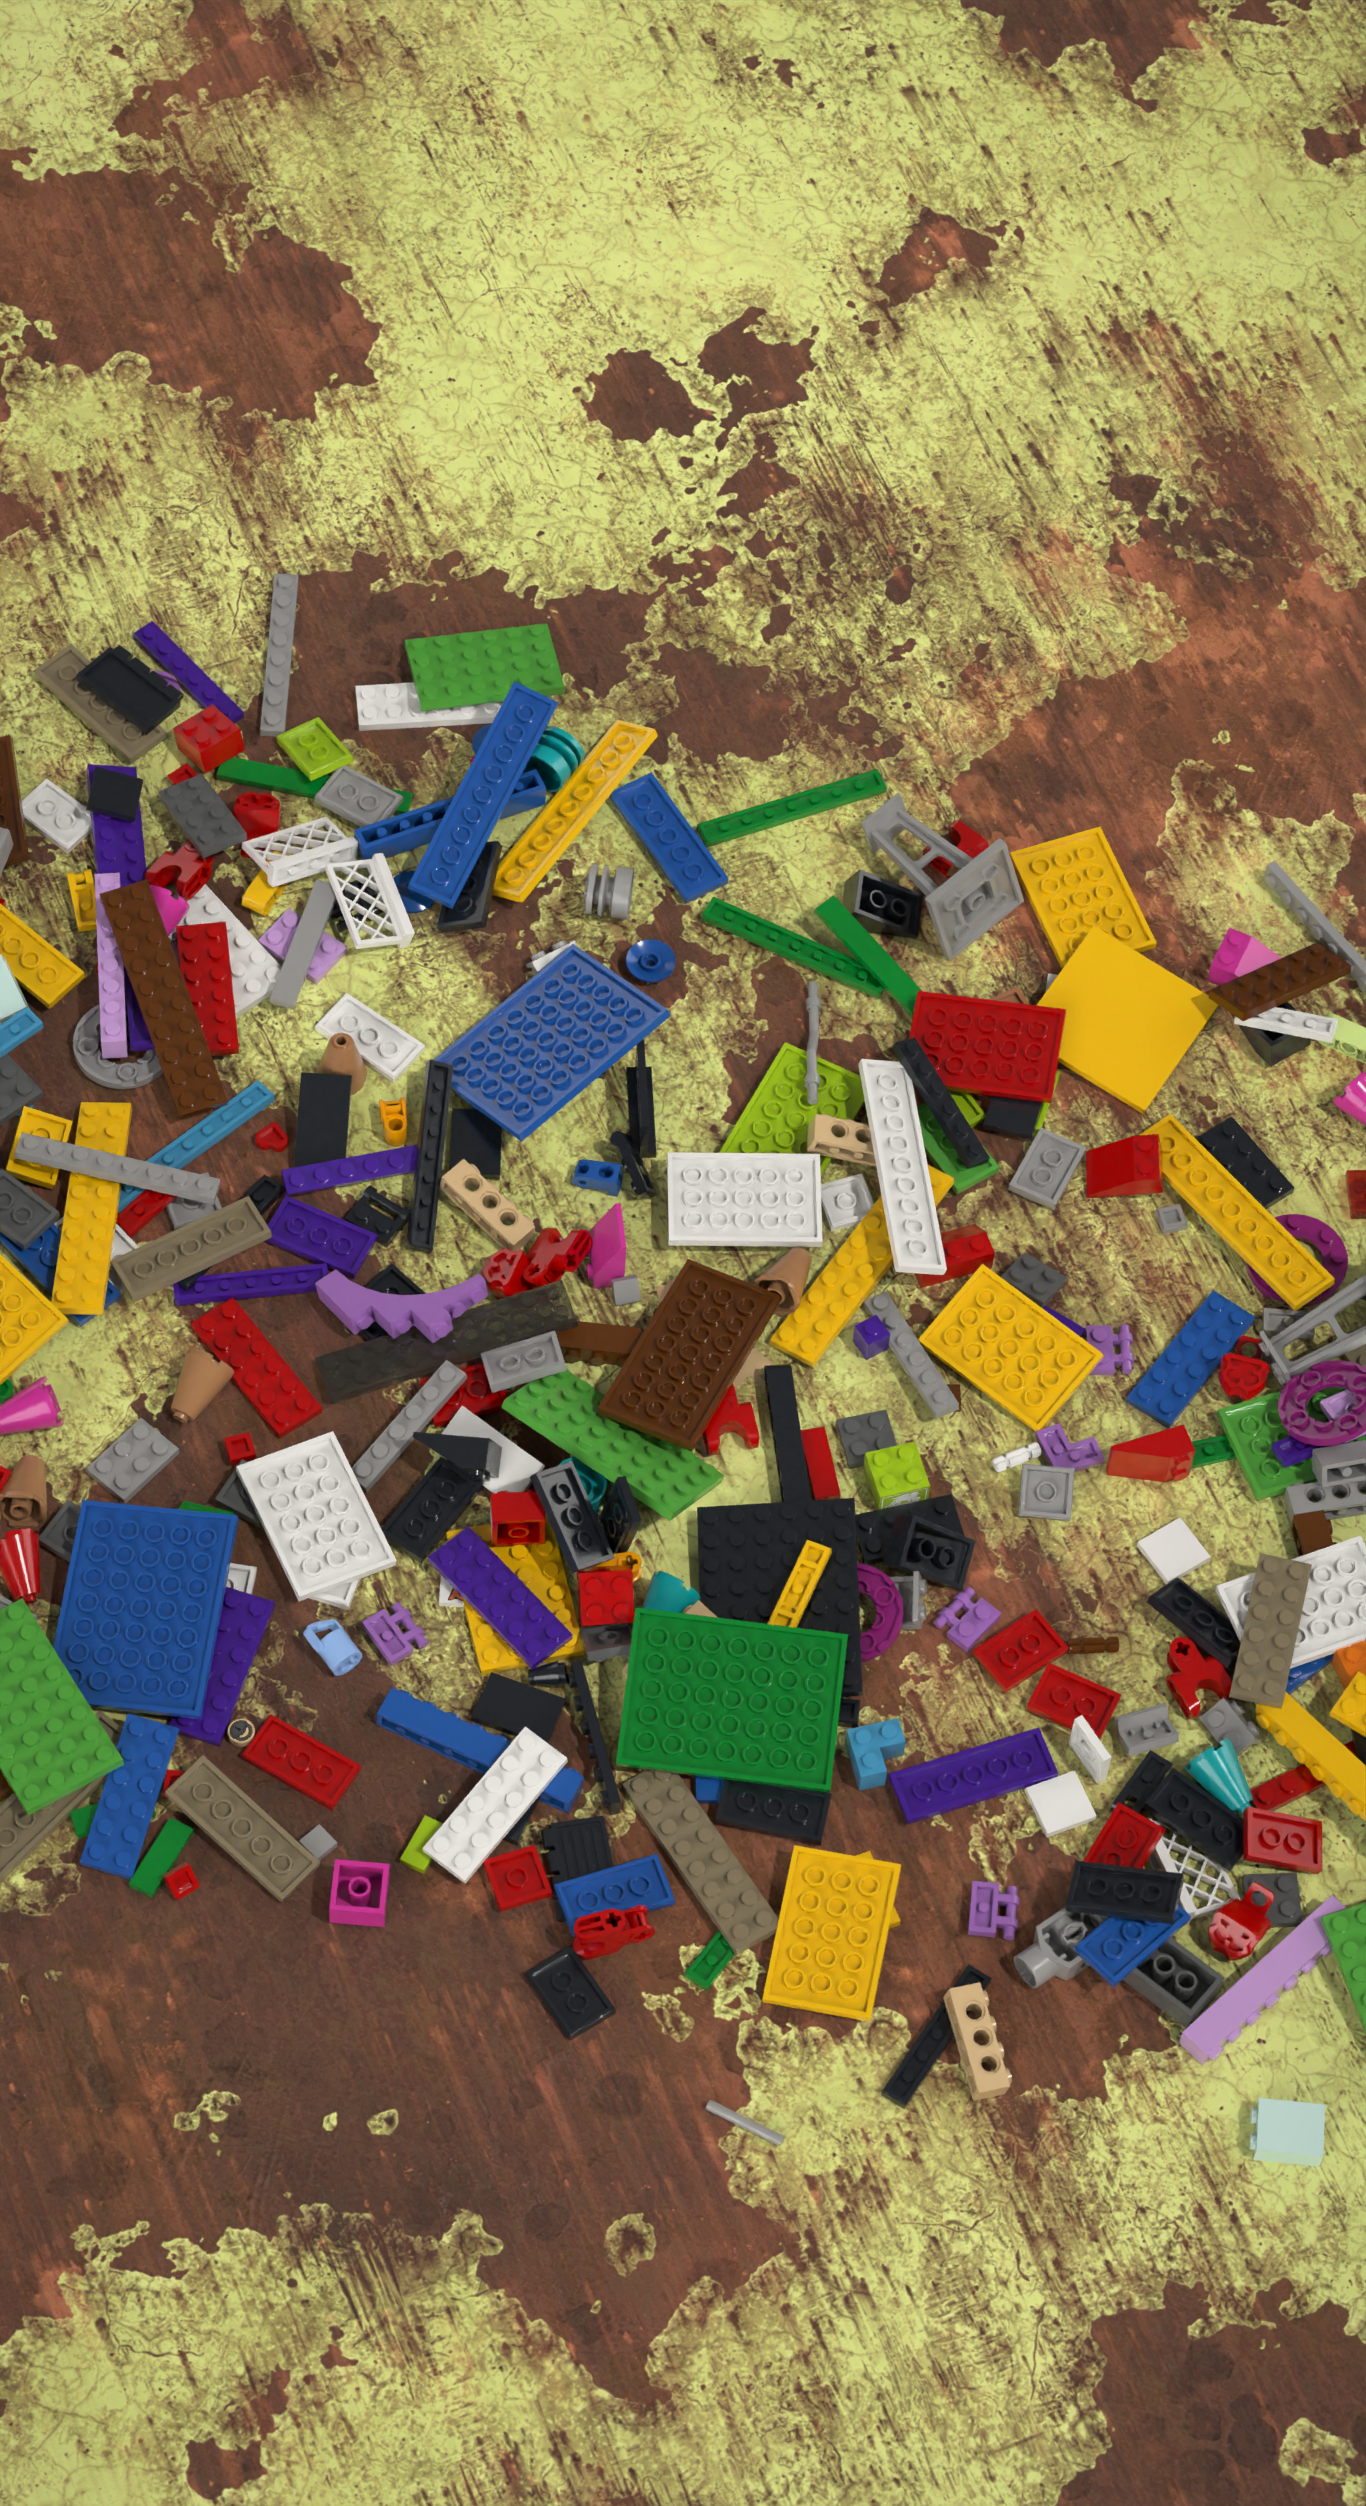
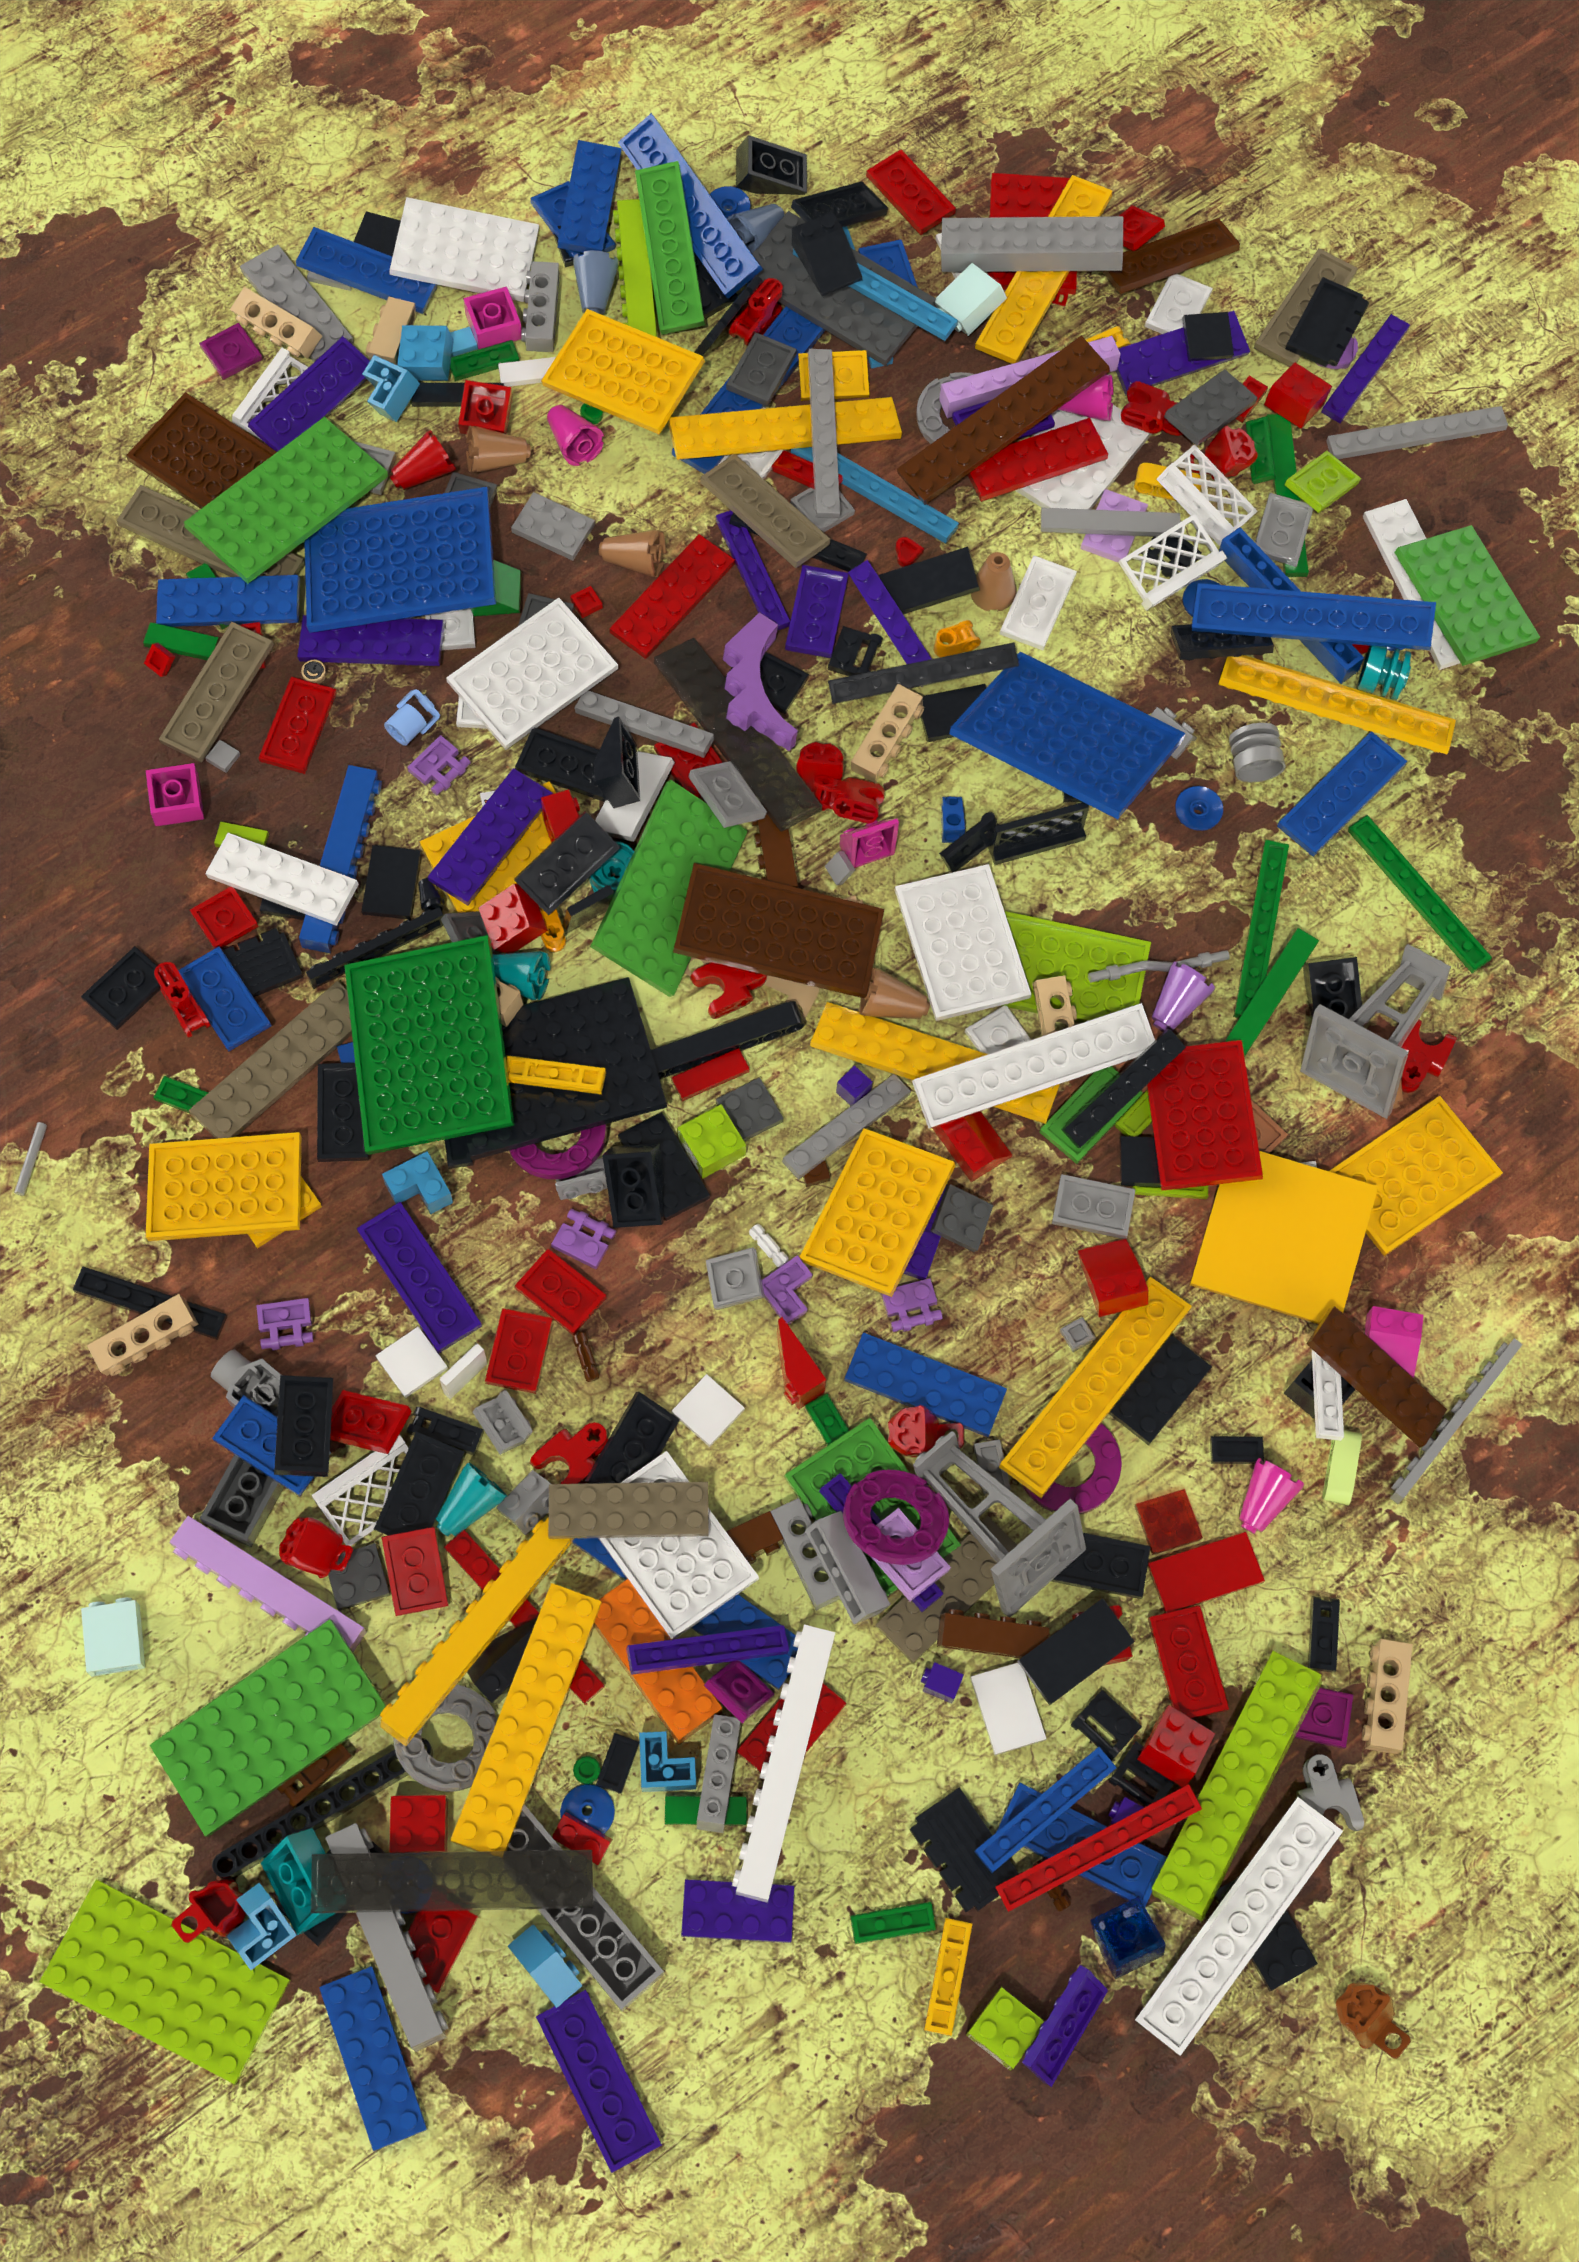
camera: 75 degrees right, 10 degrees up
(235, 785) = (1264, 467): none -> green tile
(851, 1031) = (1180, 996): none -> medium lavender cone
(1315, 1121) = (1236, 1449): none -> black tile

